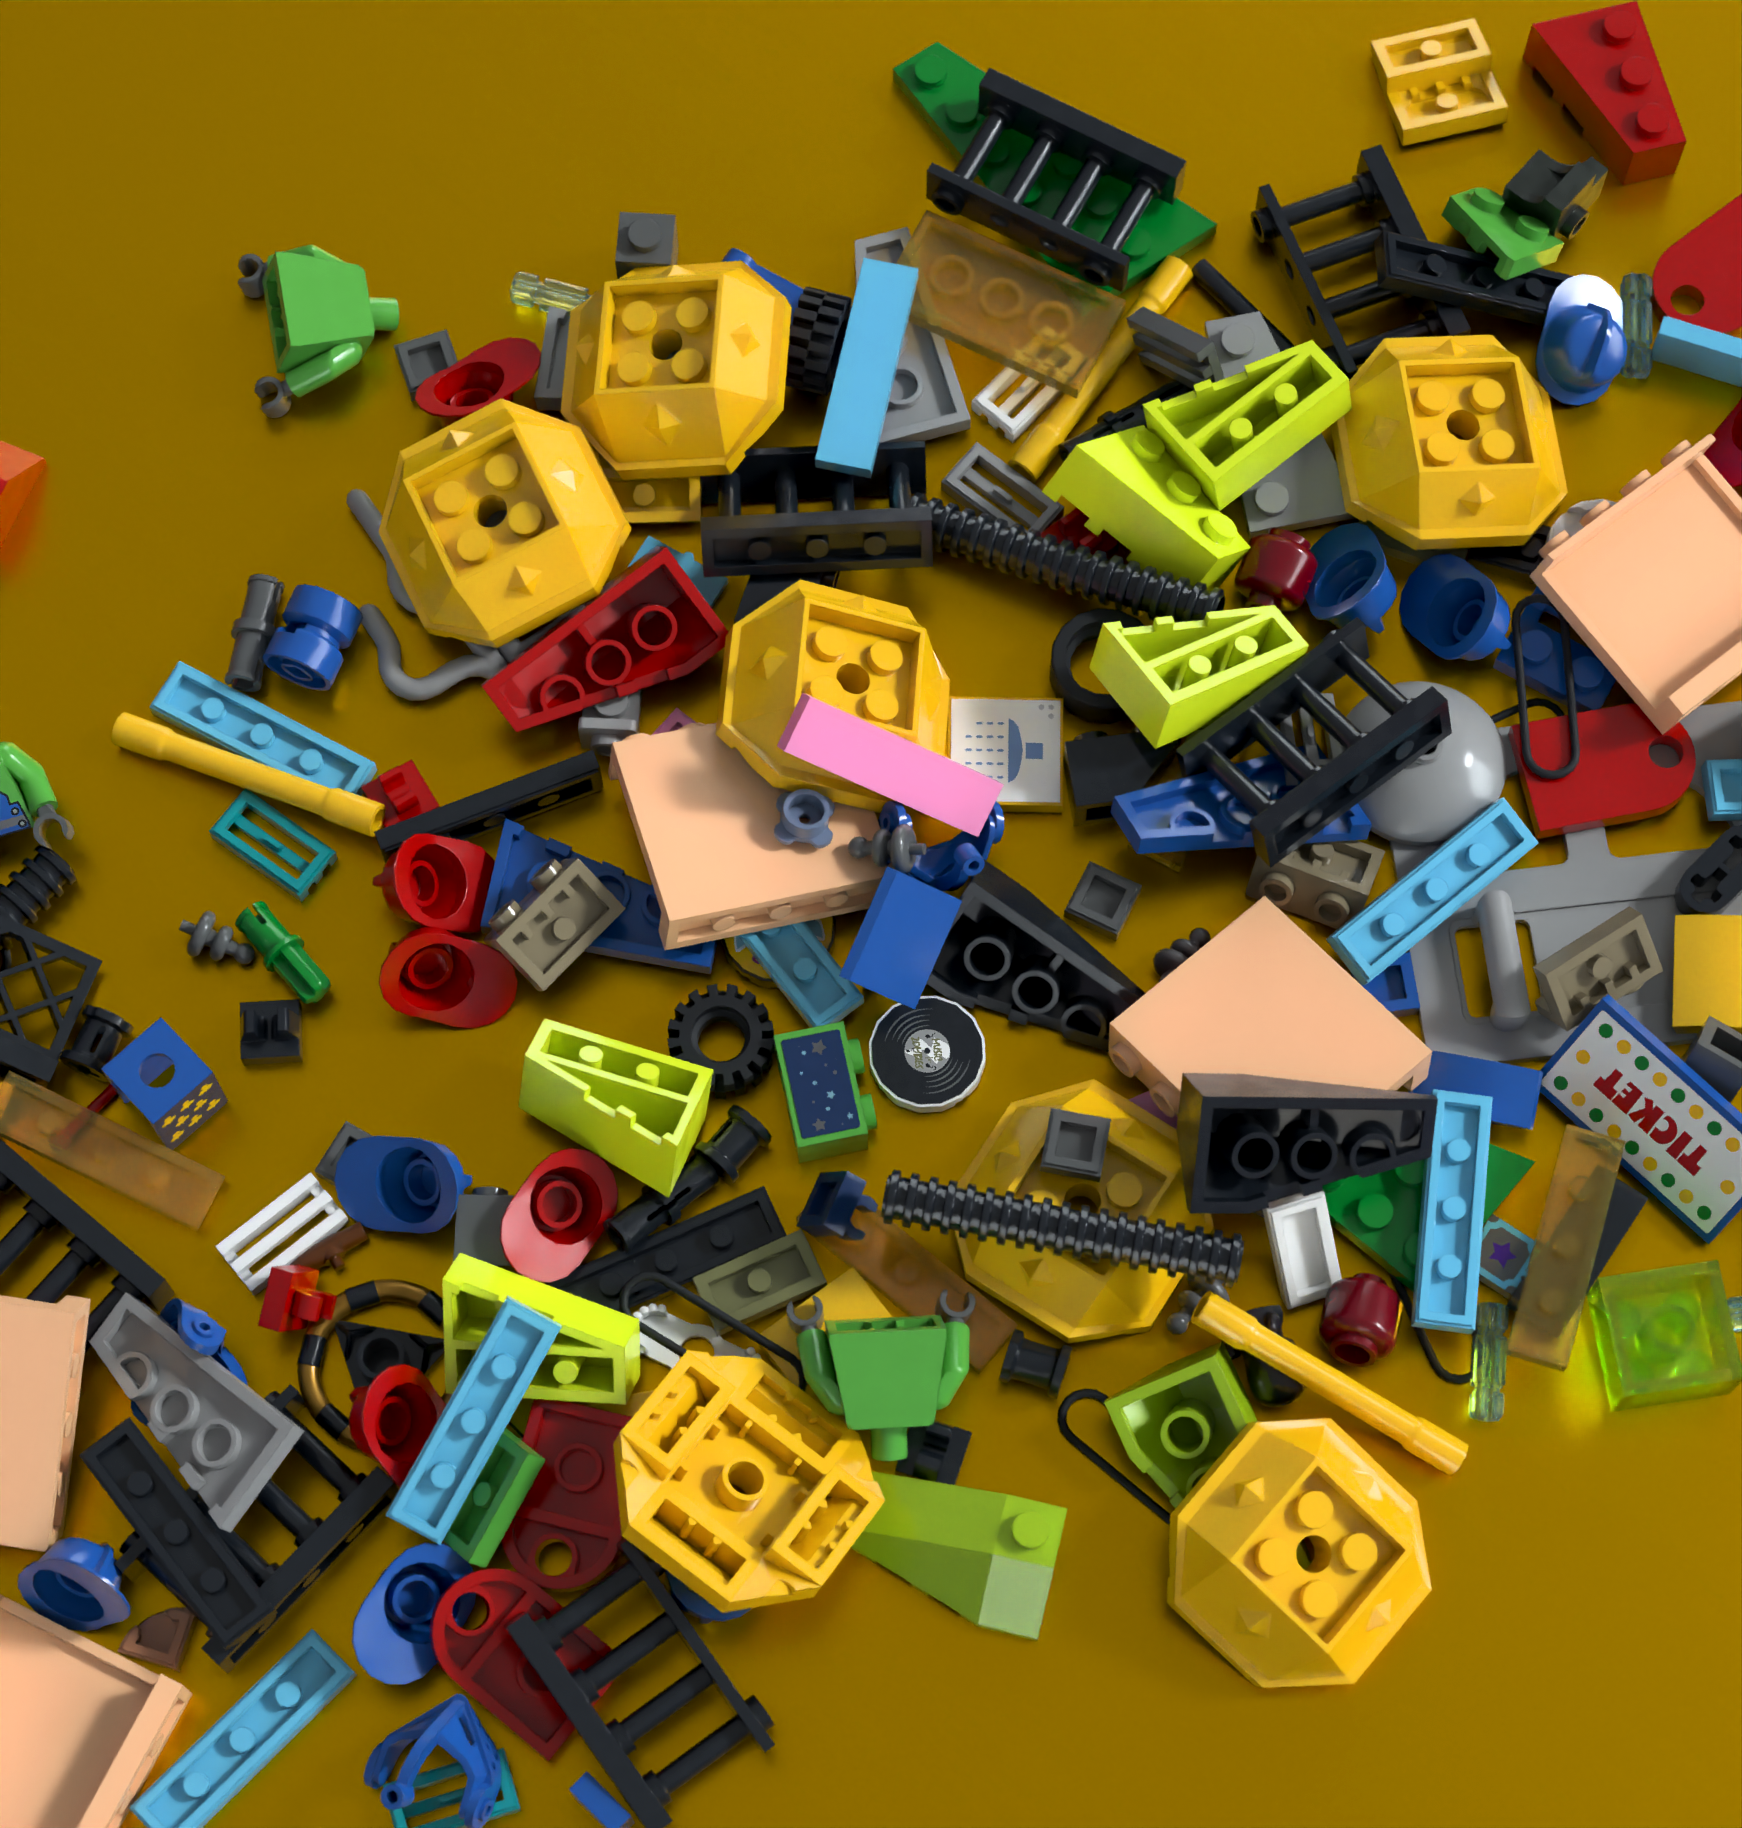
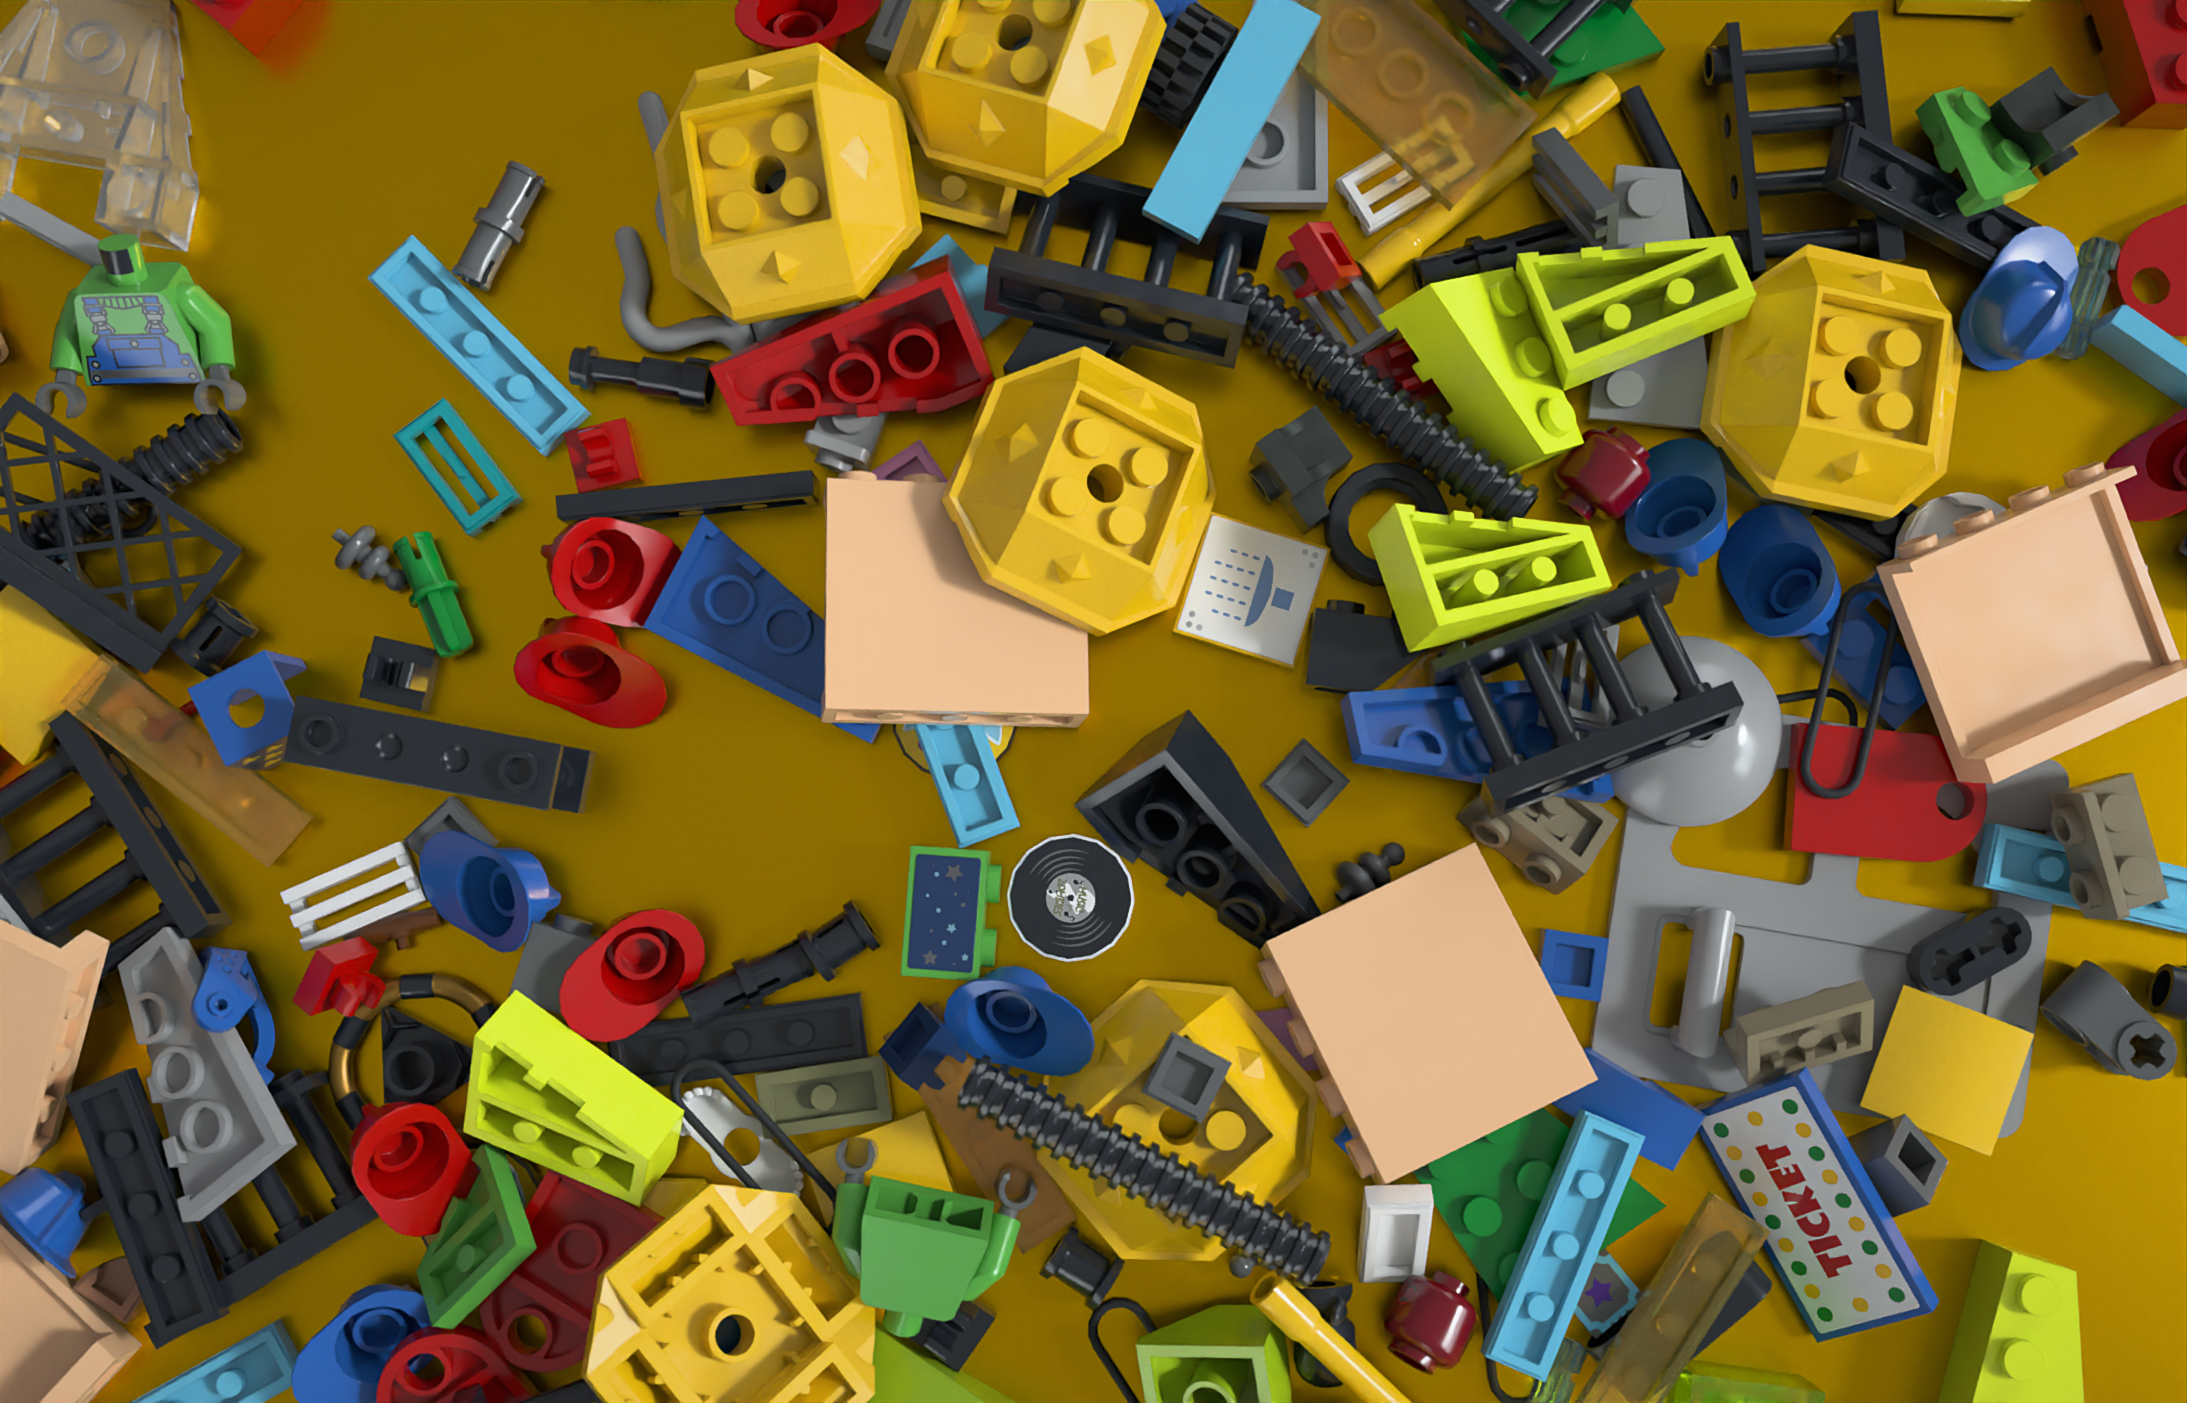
camera: 15 degrees right, 15 degrees up
(310, 643) = (555, 251): blue wheel -> none
(331, 803) = (524, 447): yellow piece -> none
(338, 1071) = (439, 755): none -> black fence
(427, 719) = (683, 381): none -> black piece
(473, 1420) = (474, 1185): medium azure tile -> none
(553, 921) = (714, 651): dark tan bracket -> none
(617, 1100) = (728, 868): neon yellow wedge -> none
(731, 1008) = (821, 817): black tyre -> none
(809, 805) = (1021, 616): sand blue plate -> none
(885, 848) = (1082, 686): dark grey hair -> none
(889, 764) = (1111, 598): bright pink tile -> none
(900, 938) = (1074, 785): blue slope -> none
(917, 1144) = (1020, 1023): none -> blue piece
(953, 861) = (1175, 687): blue helmet -> none
(981, 461) = (1324, 256): none -> red tile
(1011, 635) = (1296, 465): none -> pearl dark grey brick
(1279, 1137) = (1391, 1136): black wedge -> none
(1432, 891) = (1655, 883): medium azure tile -> none

